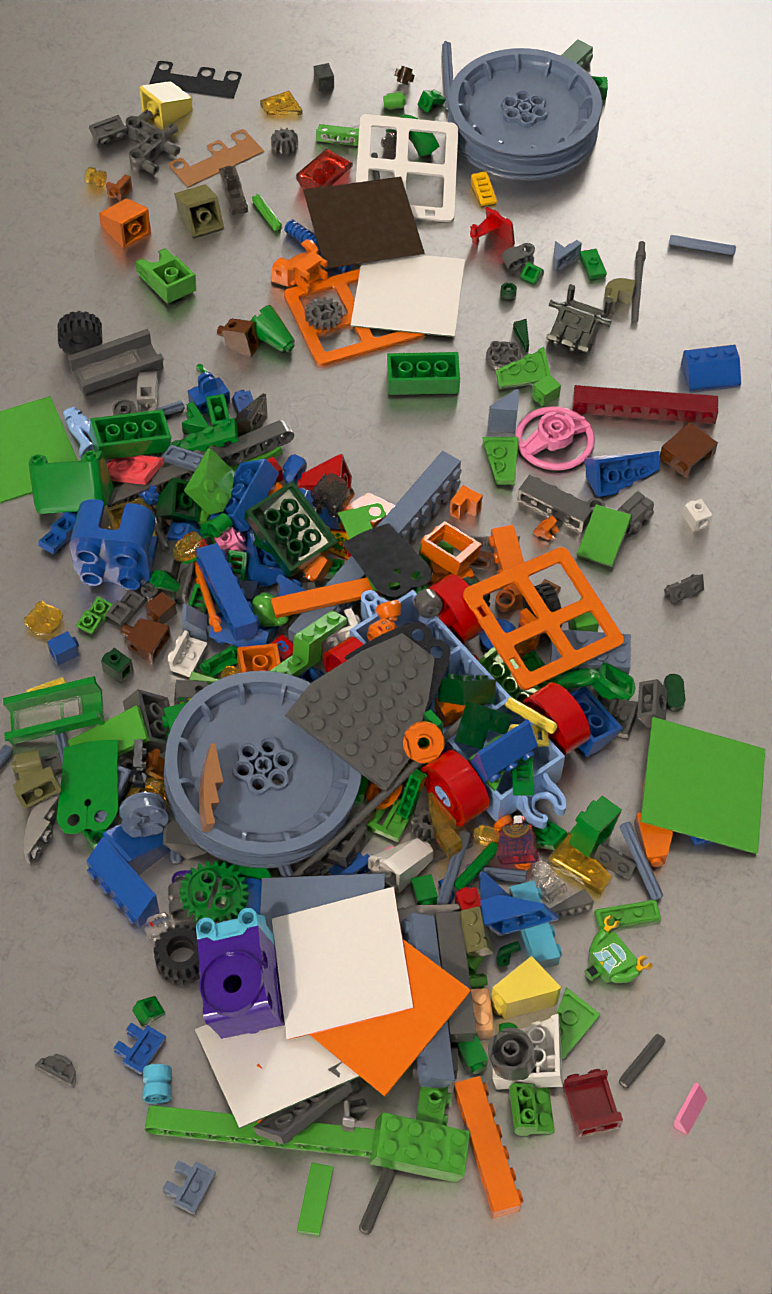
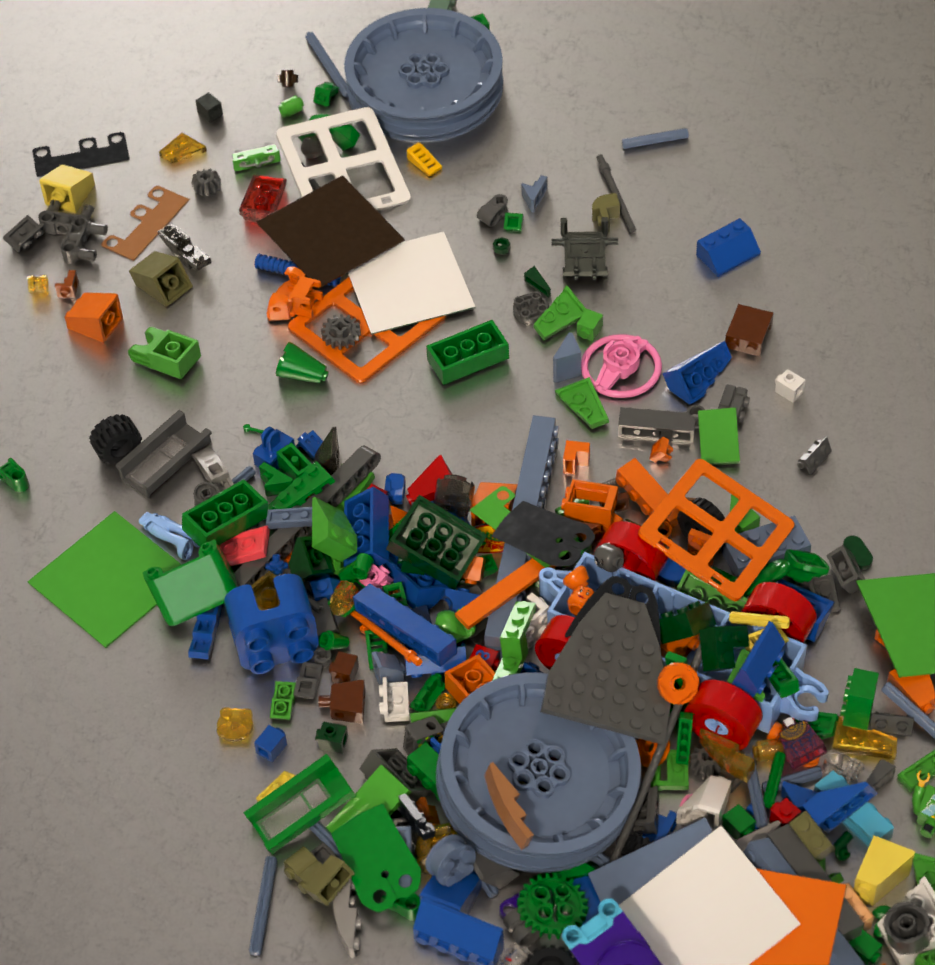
camera: 20 degrees left, 5 degrees down
(186, 581) = (351, 630): dark grey slope -> none
(240, 336) = (272, 383): reddish brown torso -> none
(266, 212) = (227, 256): bright green axle -> none
(493, 223) = (457, 187): red plate -> none
(593, 264) = (565, 192): green plate -> none
(645, 404) = (686, 303): dark red brick -> none

